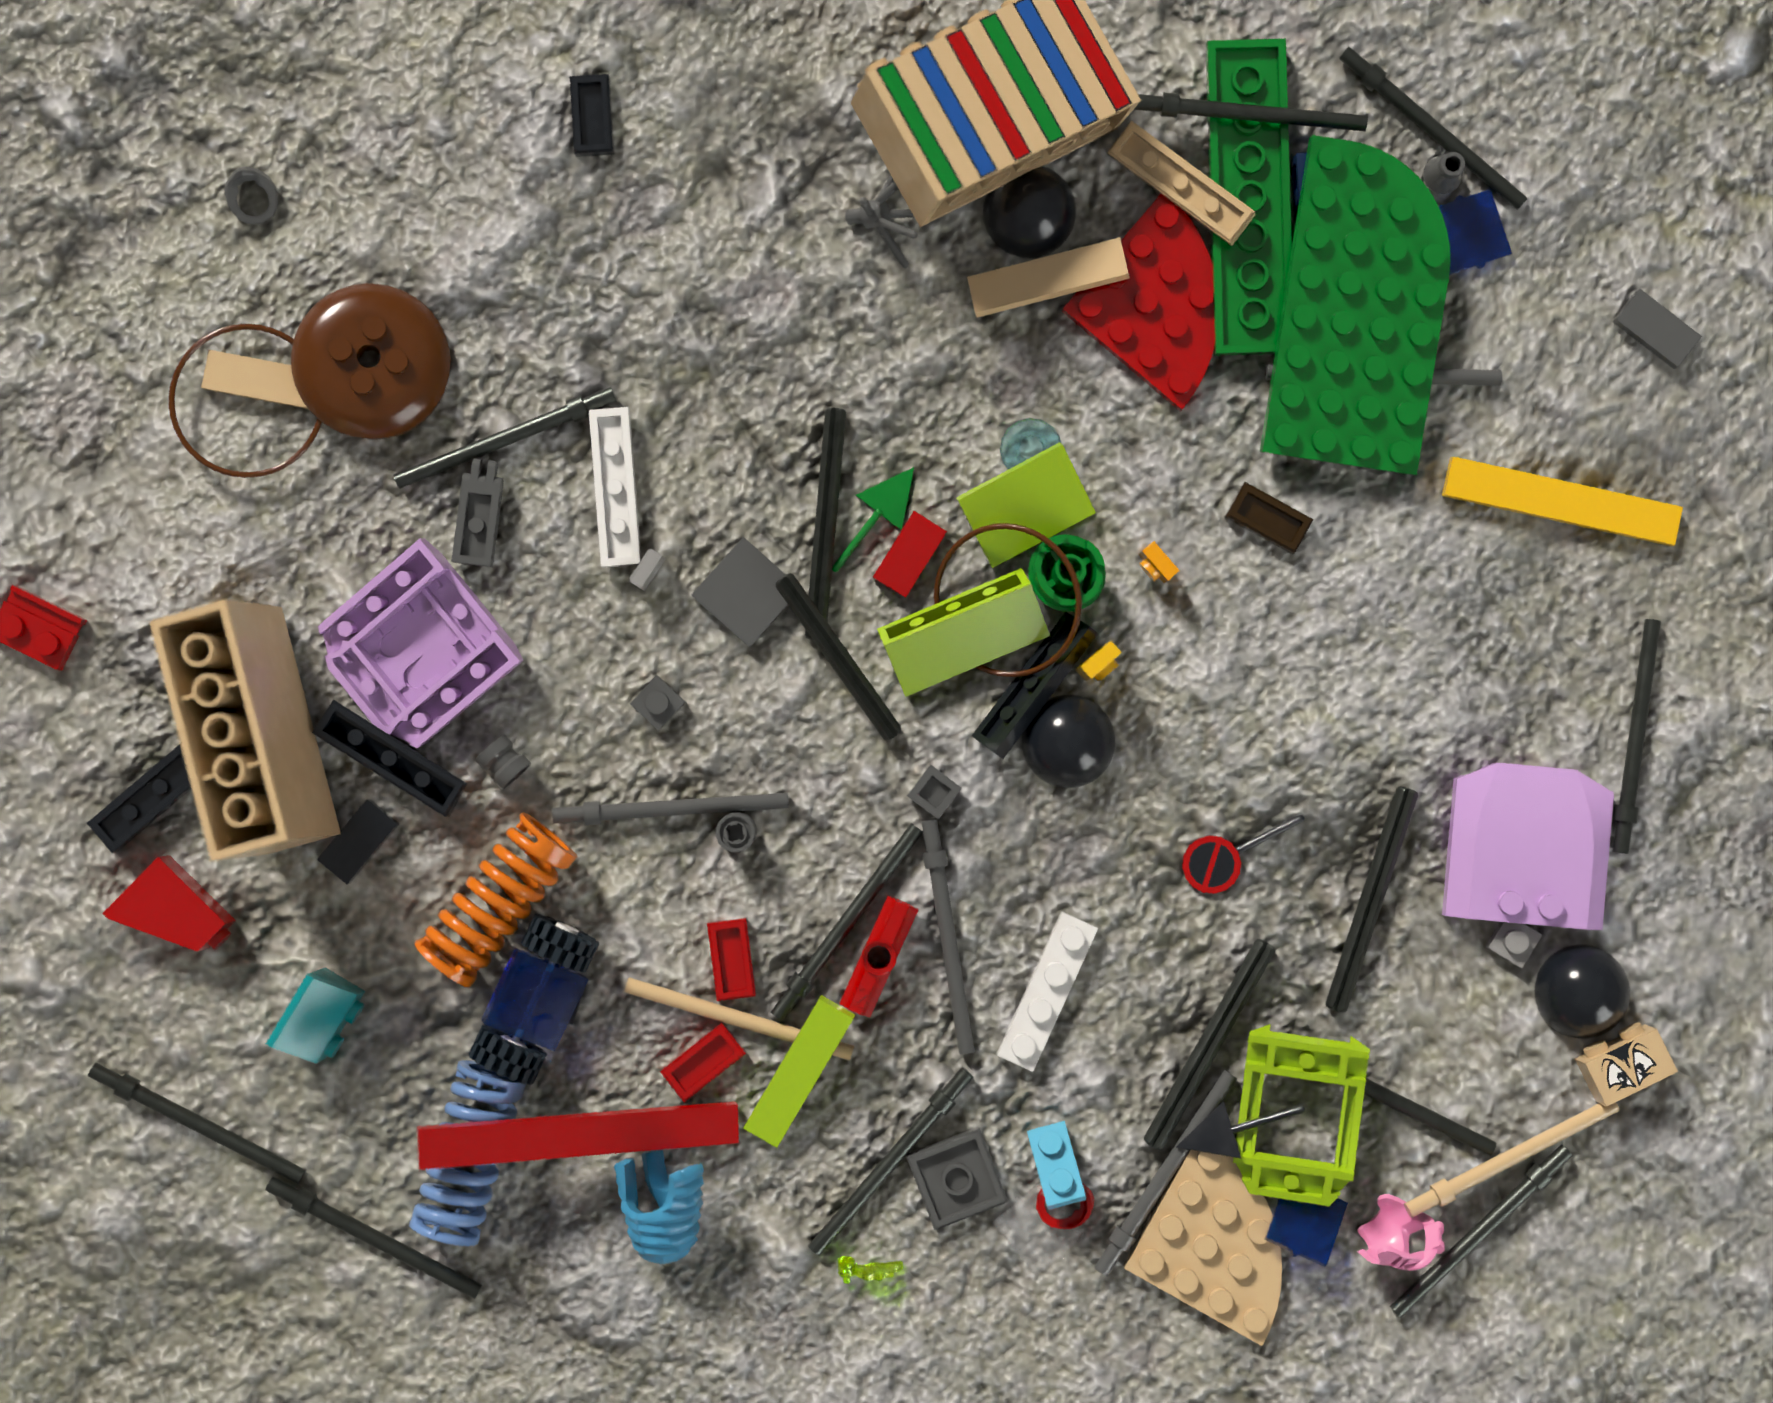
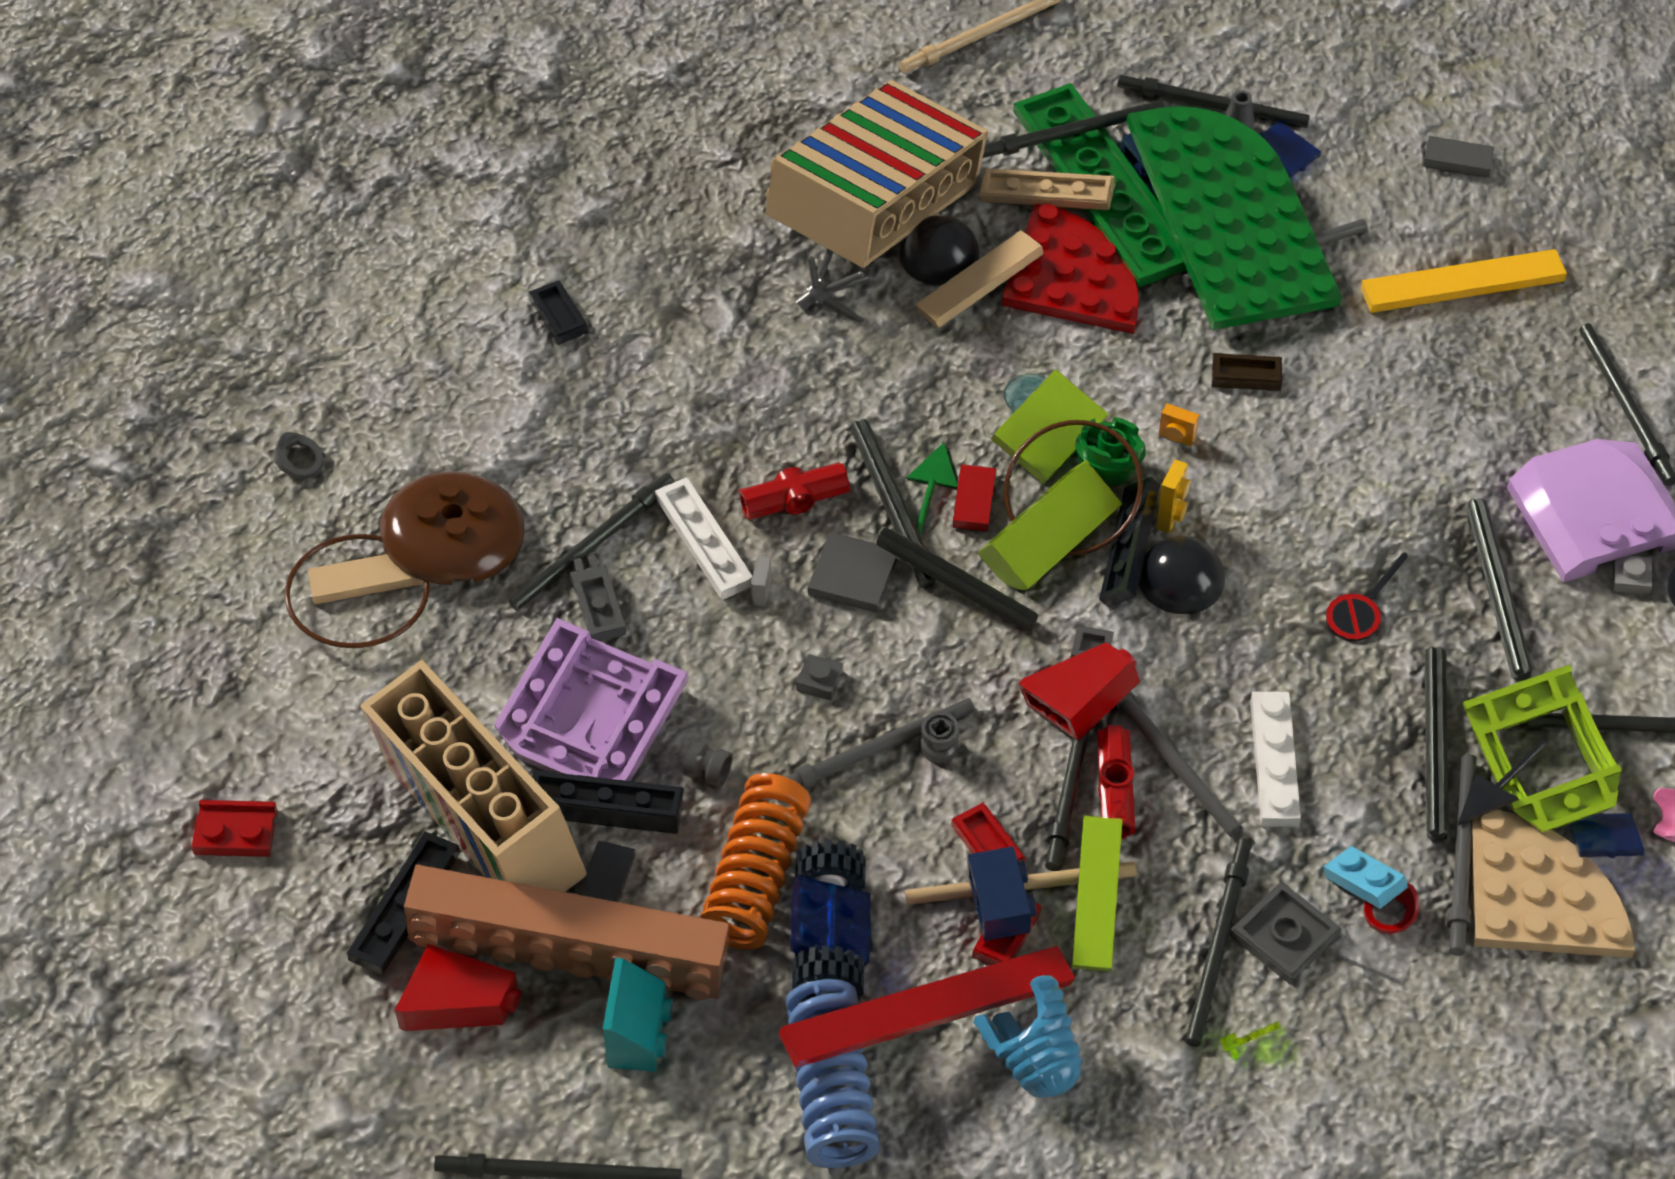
camera: 30 degrees left, 35 degrees down
(285, 912) = (564, 930): none -> nougat brick
(705, 1037) = (1000, 893): none -> dark blue brick
(729, 469) = (794, 490): none -> red piece
(893, 848) = (1081, 688): none -> red slope

